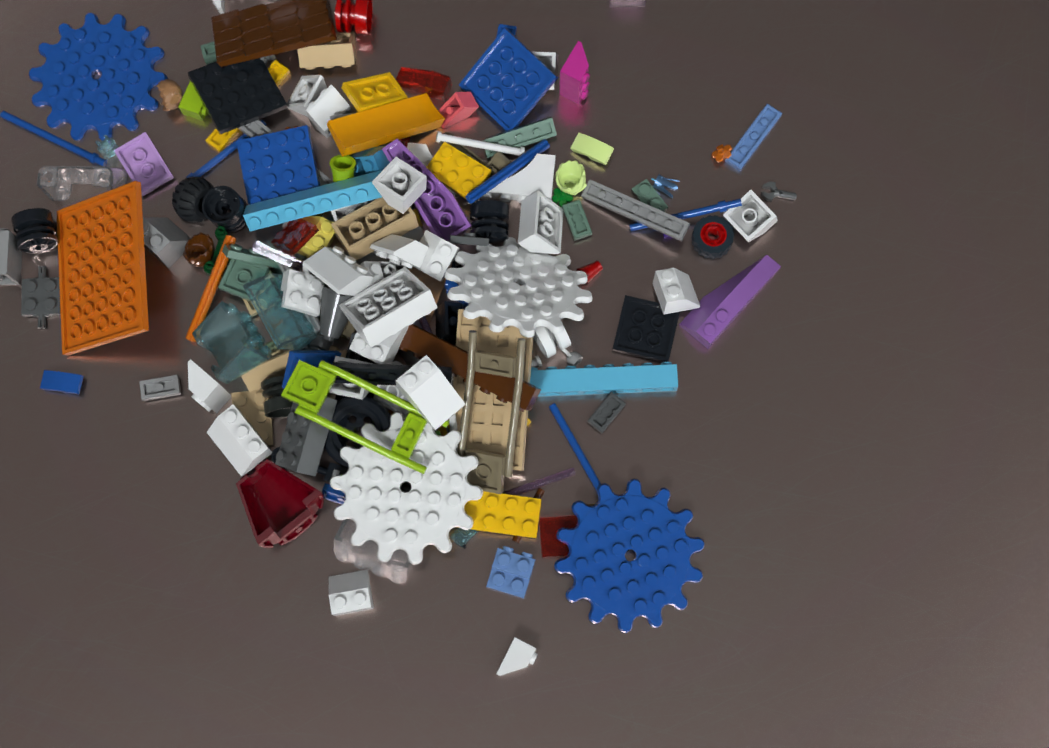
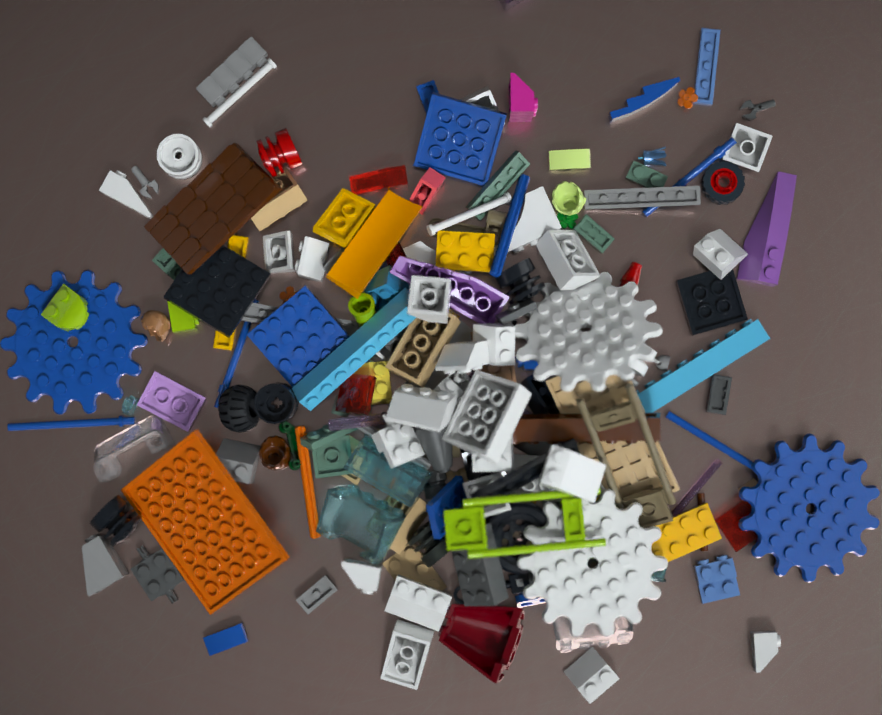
camera: 35 degrees left, 10 degrees up
(106, 44) = (66, 309): none -> lime slope
(203, 481) = (407, 654): none -> white slope
(690, 134) = (648, 96): none -> blue slope

